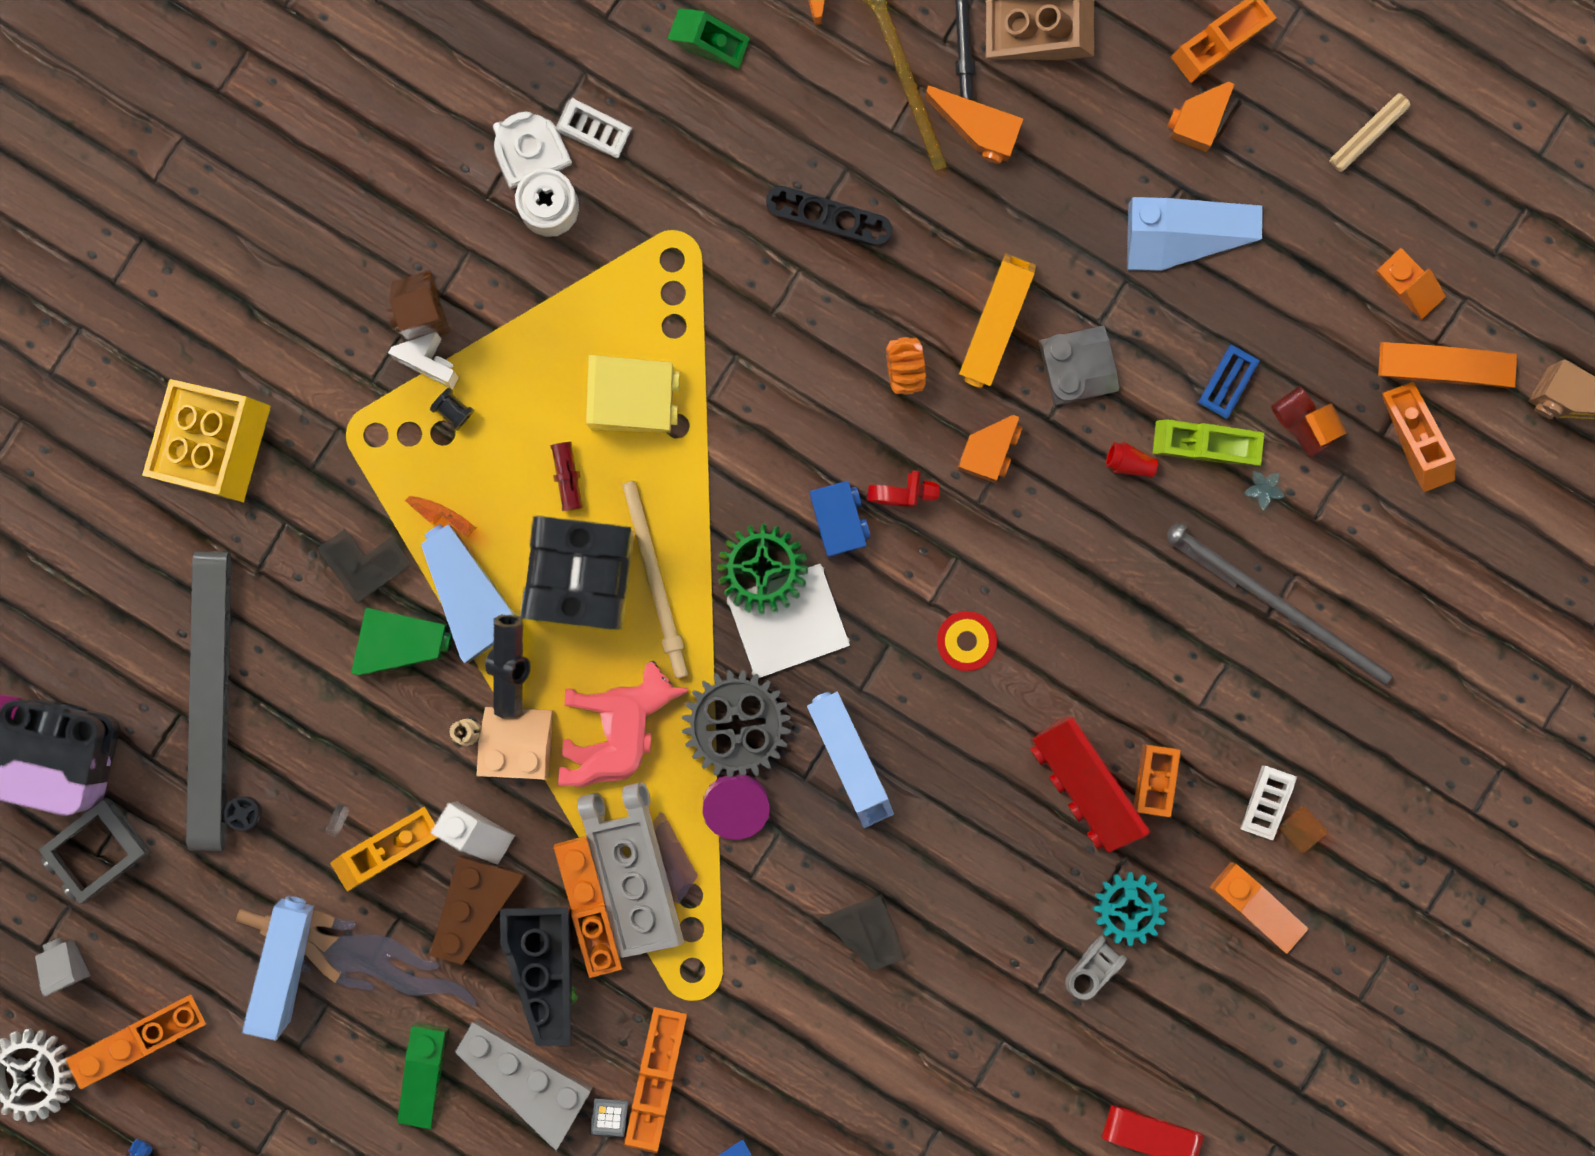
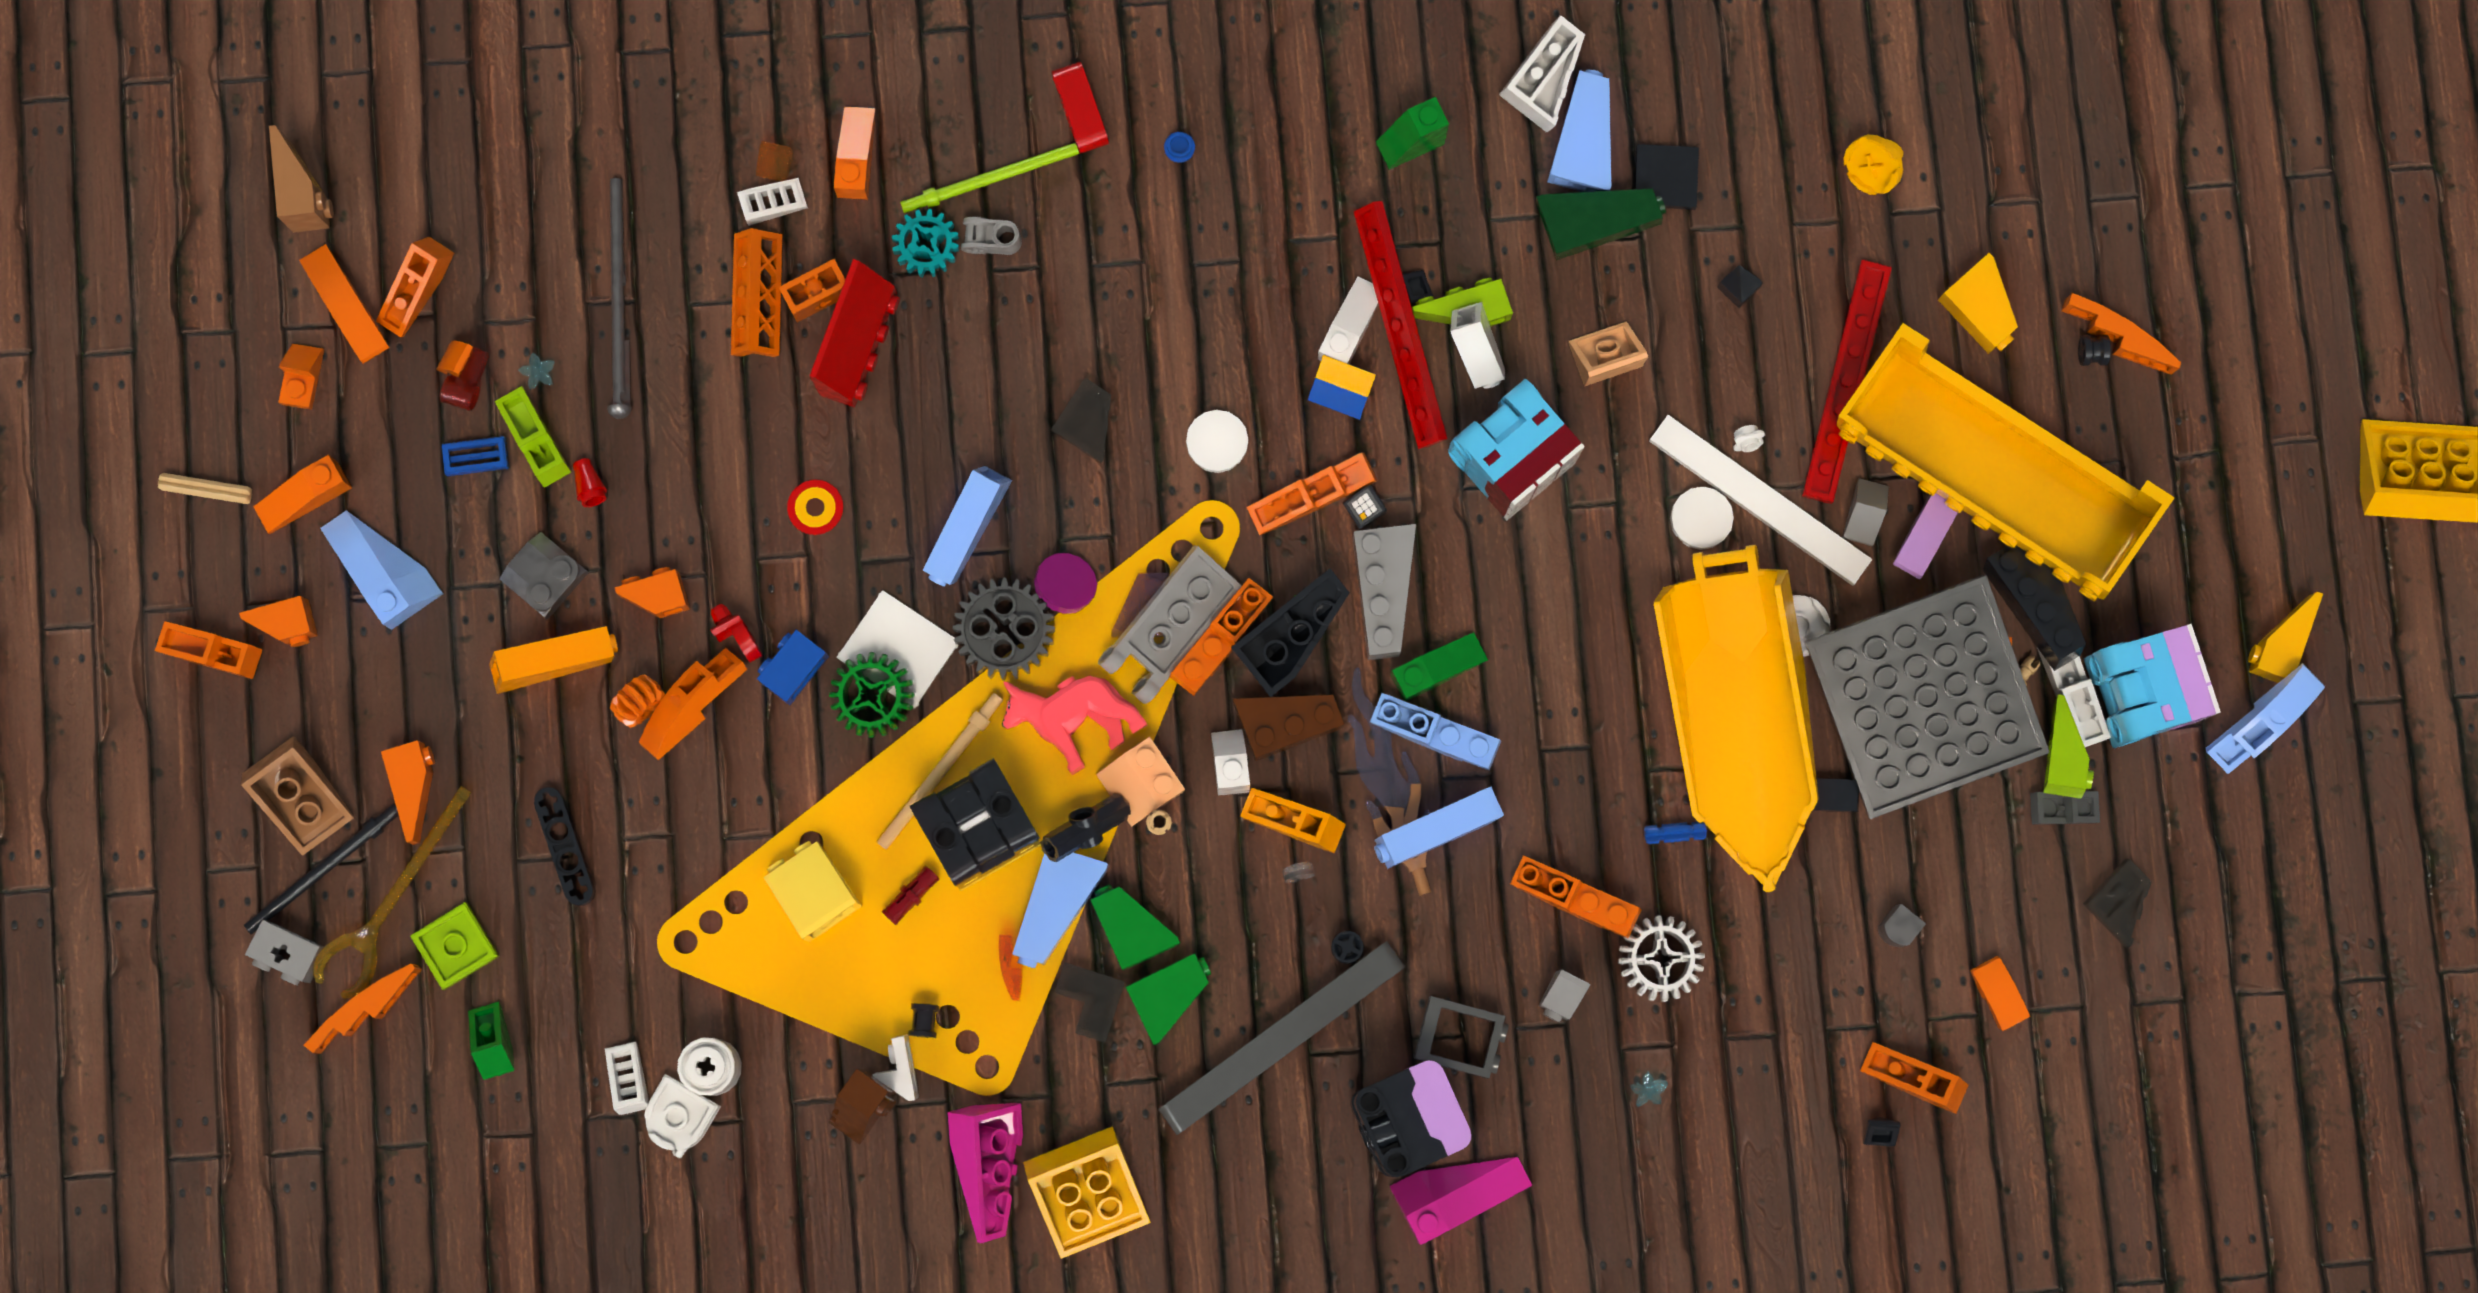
camera: 130 degrees left, 5 degrees down
(305, 379) = (984, 1154): none -> dark pink wedge
(317, 631) = (1168, 994): none -> green slope
(367, 1029) = (1435, 732): none -> light blue slope
(764, 1032) = (1217, 441): none -> white tile
(813, 65) = (454, 946): none -> lime tile
(877, 412) = (682, 704): none -> orange slope
(1168, 945) = (933, 197): none -> lime bar
(1198, 723) = (746, 296): none -> orange fence
(1302, 211) = (302, 493): none -> orange slope

